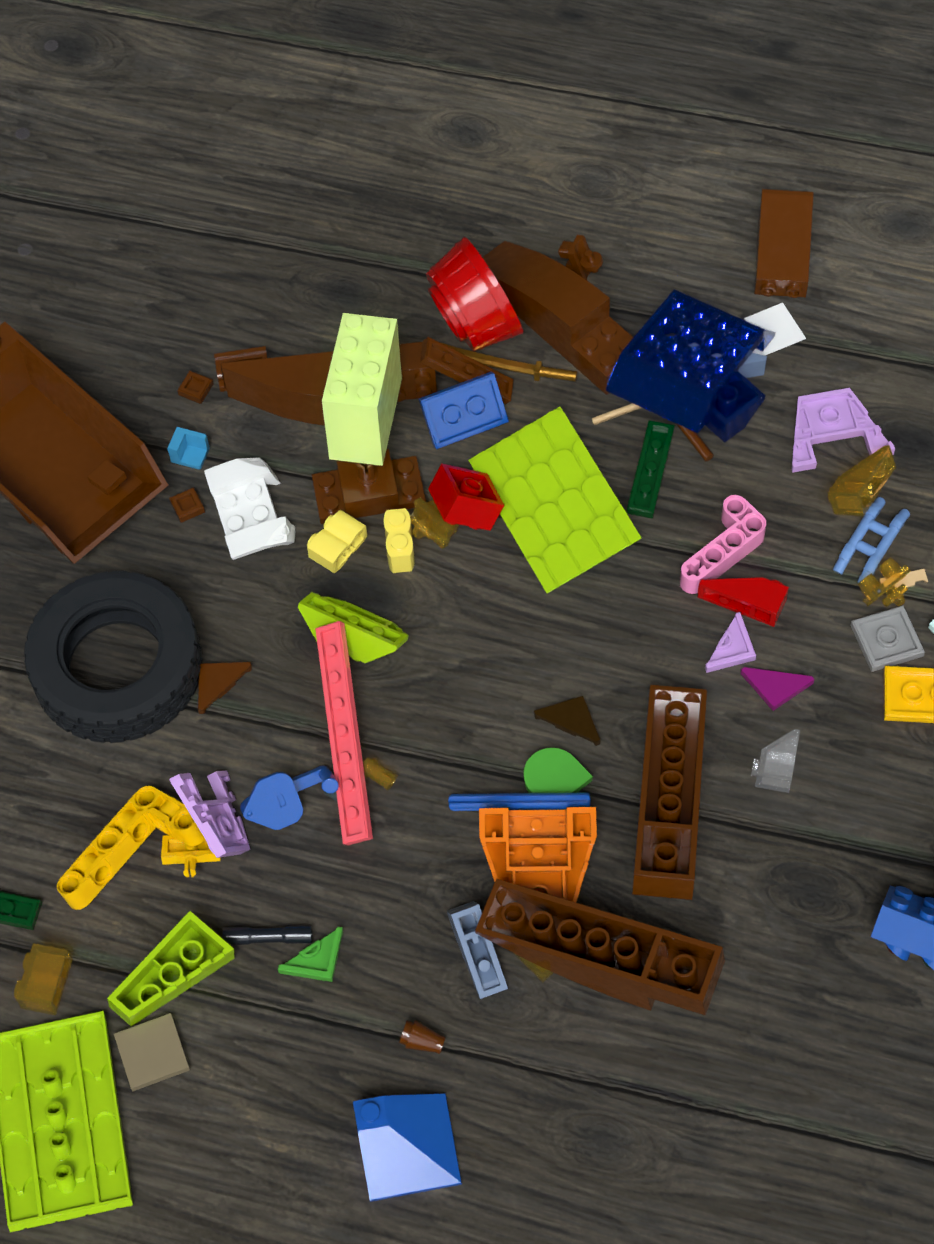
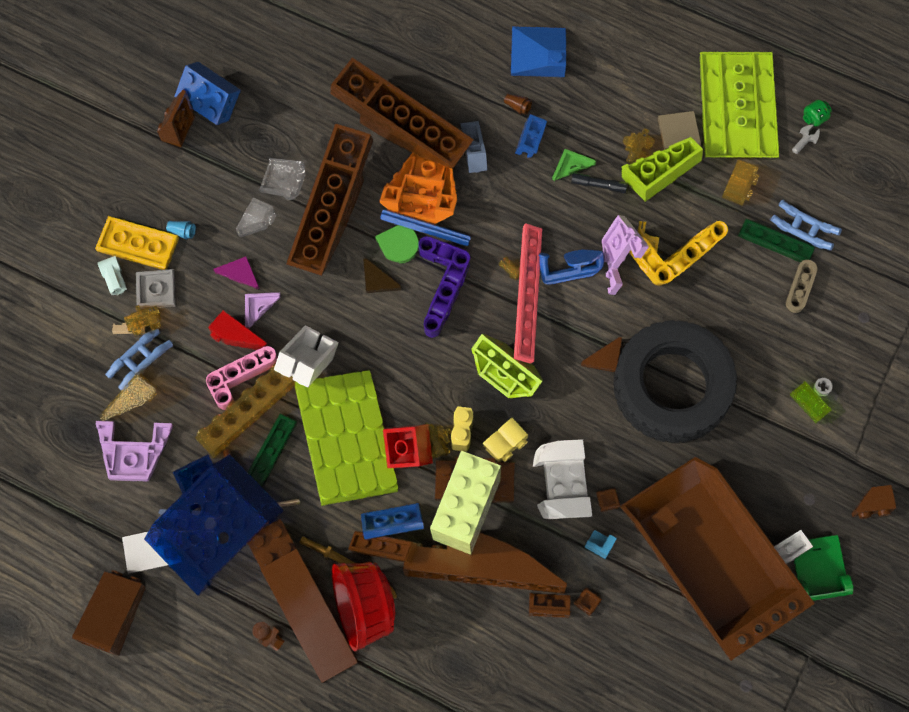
camera: 170 degrees left, 10 degrees up
(216, 1005) = (635, 143): none -> clear yellow hips
(388, 981) = (531, 136): none -> blue hinge
(476, 767) = (452, 280): none -> dark purple beam
(635, 569) = (302, 360): none -> white piece
(667, 561) = (245, 419): none -> clear yellow brick
(757, 828) = (283, 178): none -> clear slope
(883, 725) = (182, 228): none -> dark azure cone

